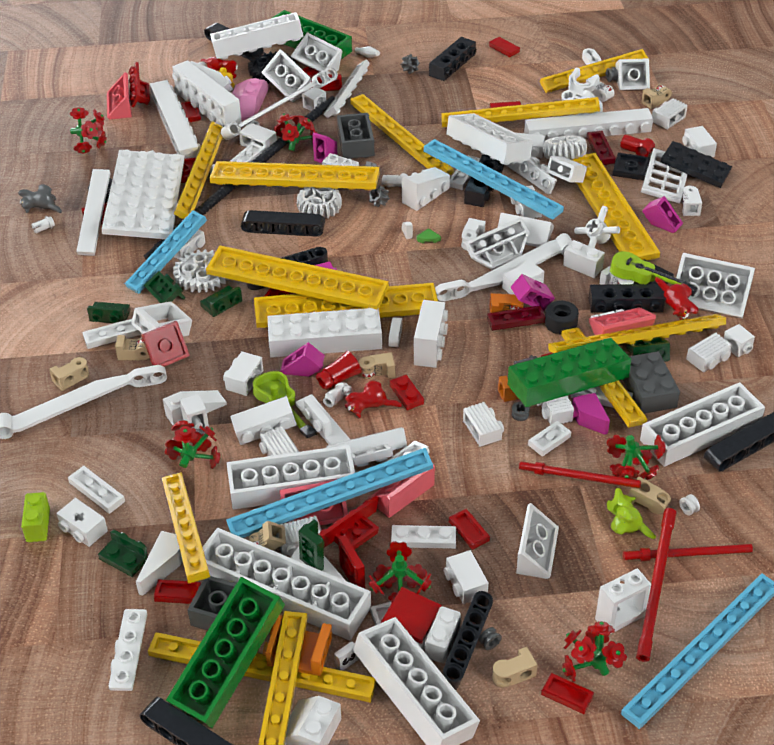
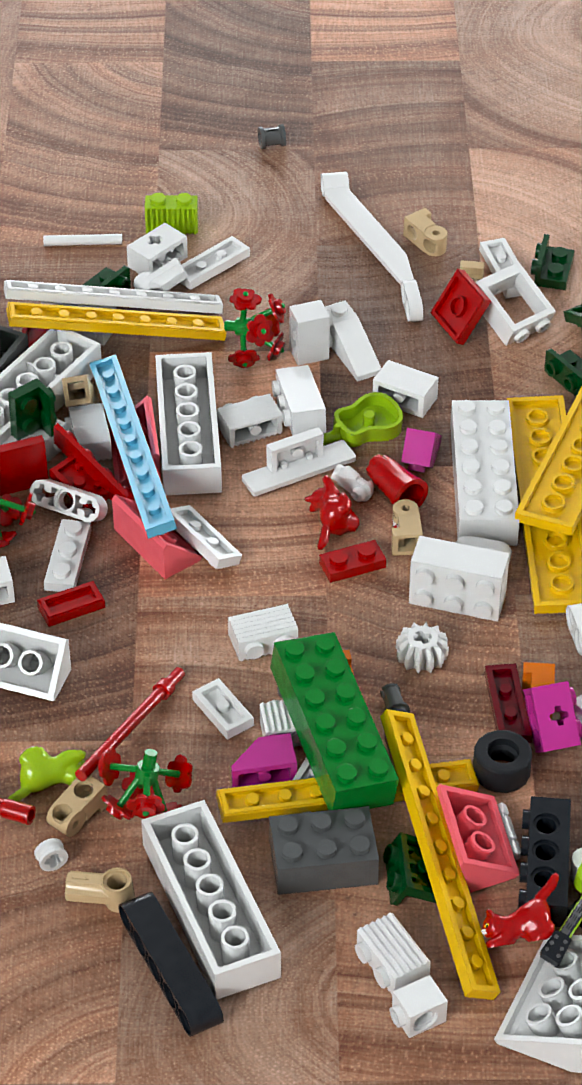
camera: 95 degrees right, 0 degrees up
(55, 578) = (94, 239): none -> white bar
(126, 517) = (163, 278): none -> white piece
(153, 535) = (112, 296): none -> white tile
(374, 446) = (232, 507): white bracket -> none
(384, 530) = (79, 498): none -> white beam
(481, 353) = (422, 647): none -> white gear
(707, 477) = (106, 888): none -> tan piece

